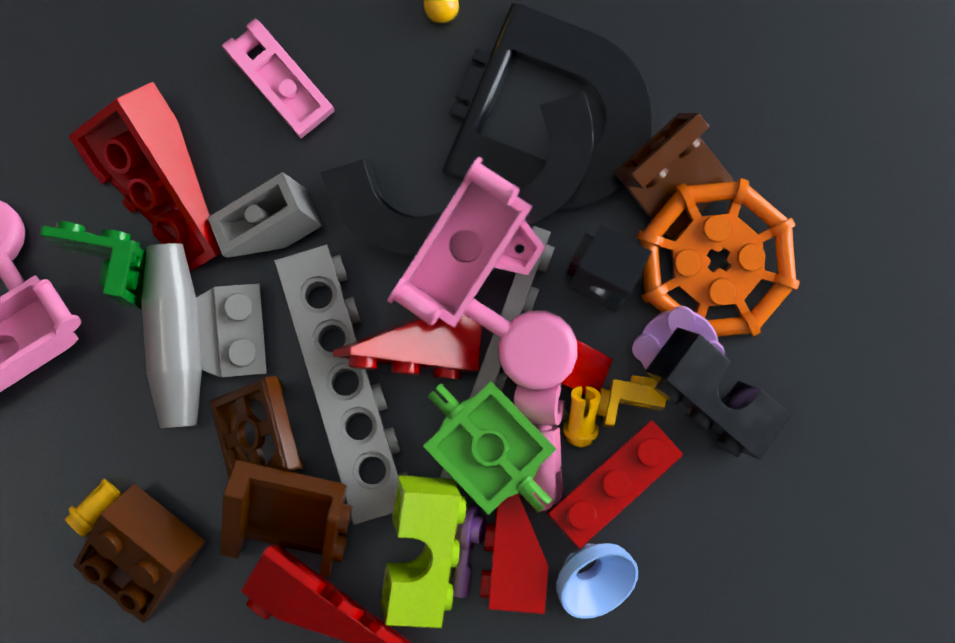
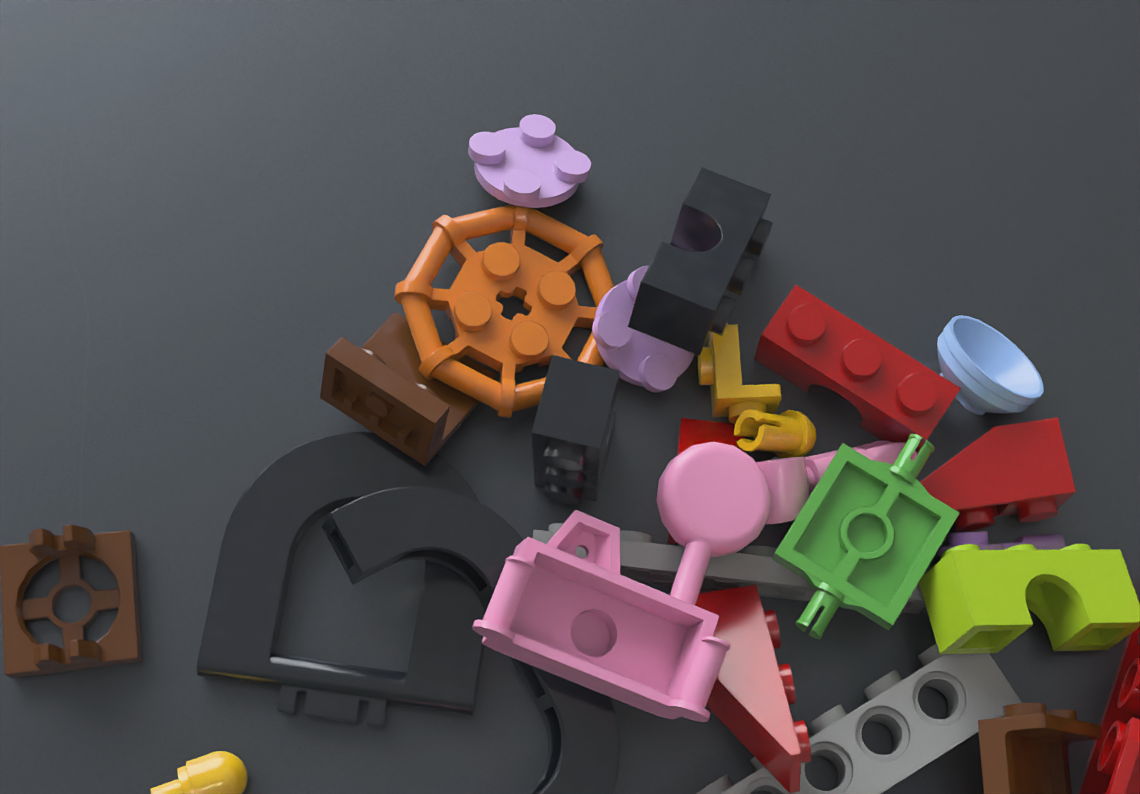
camera: 100 degrees left, 10 degrees down
(824, 296) = (528, 164): none -> lavender piece

